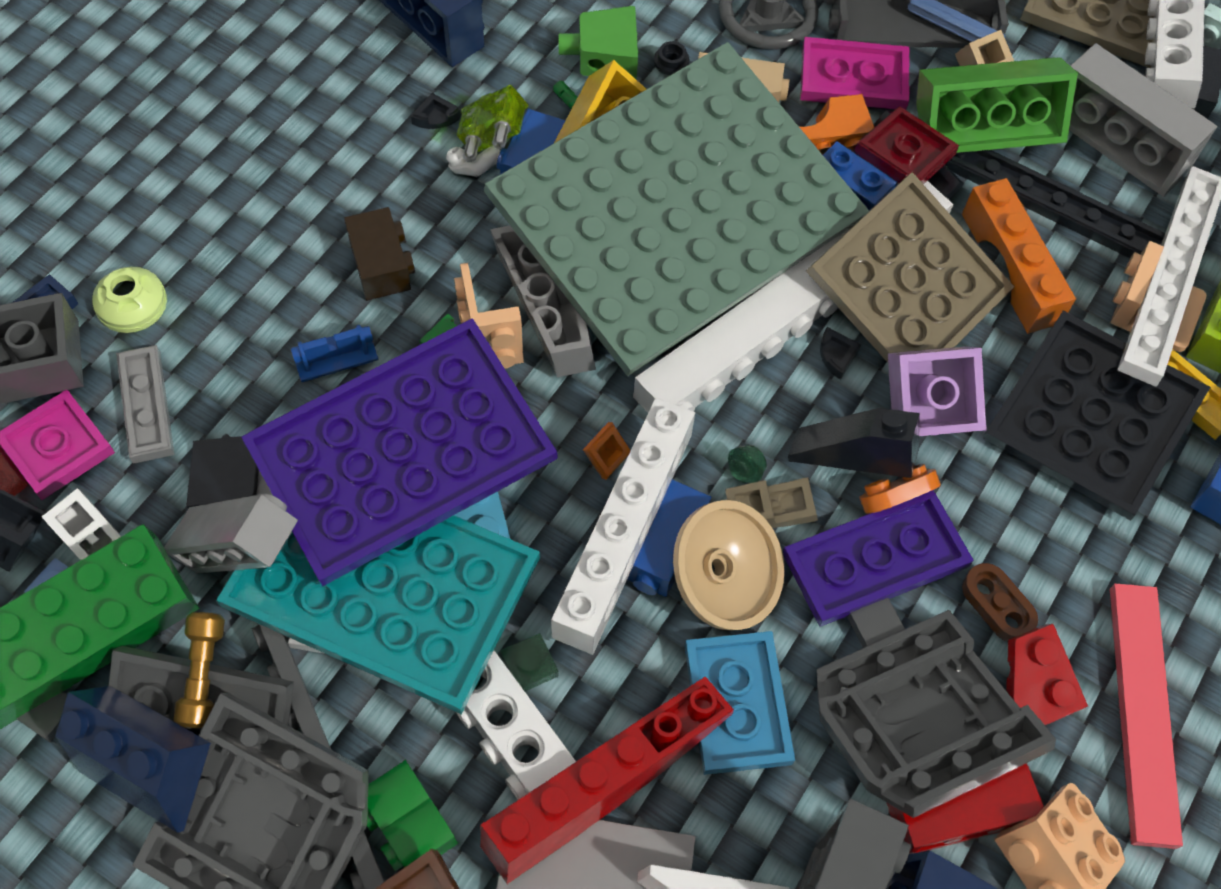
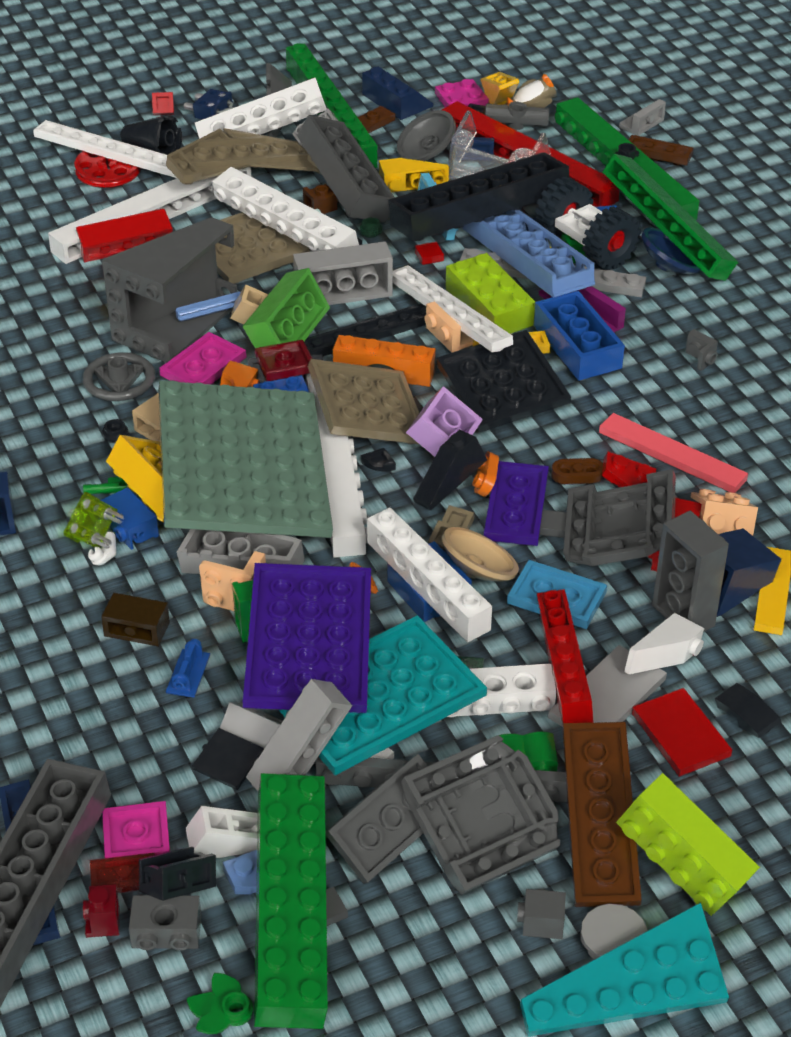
camera: 55 degrees left, 20 degrees down
(130, 311) = (35, 759): yellowish green piece -> none
(133, 752) = (405, 851): dark blue slope -> none
(145, 404) = (145, 780): light grey tile -> none
(203, 631) = (357, 770): pearl gold piece -> none
(435, 113) = (47, 553): black tile -> none
(603, 38) = (78, 451): bright green torso -> none
(747, 463) = (422, 524): clear green plate -> none

